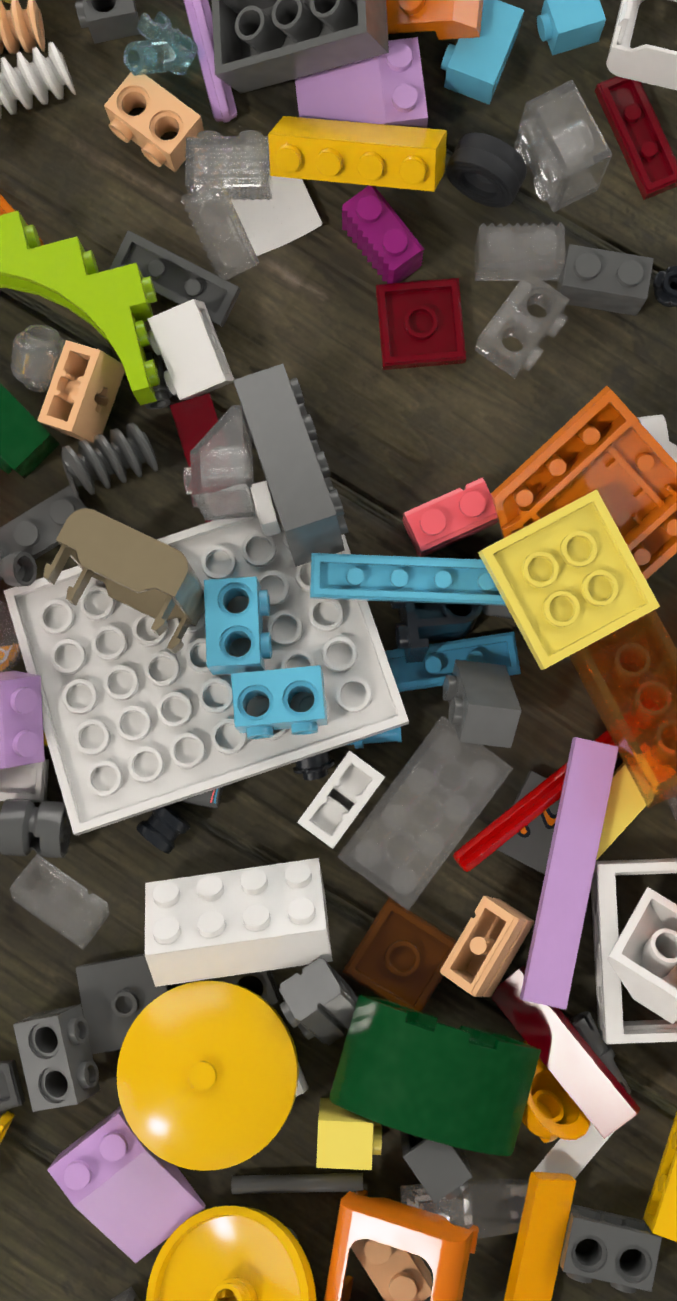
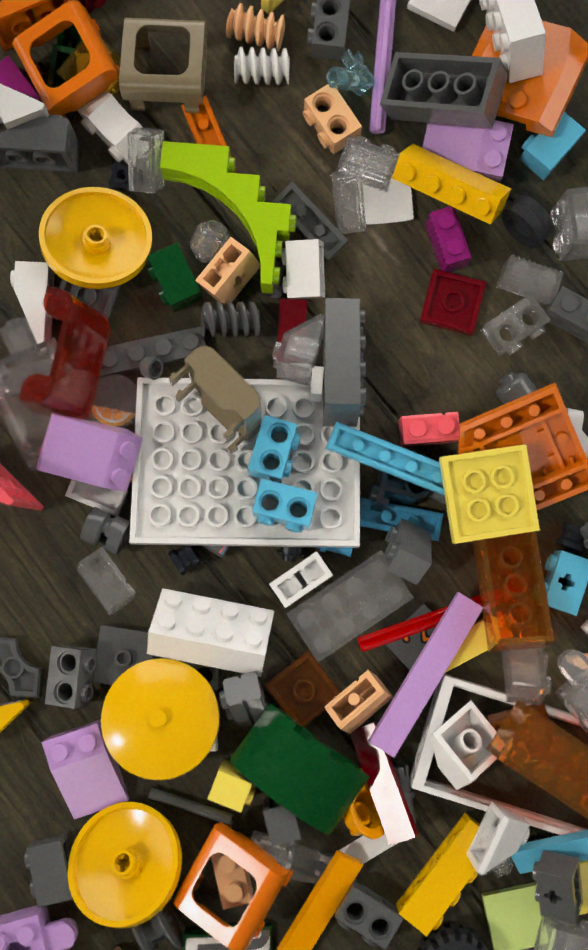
camera: 10 degrees right, 0 degrees up
(551, 413) = (514, 386): none -> dark grey head

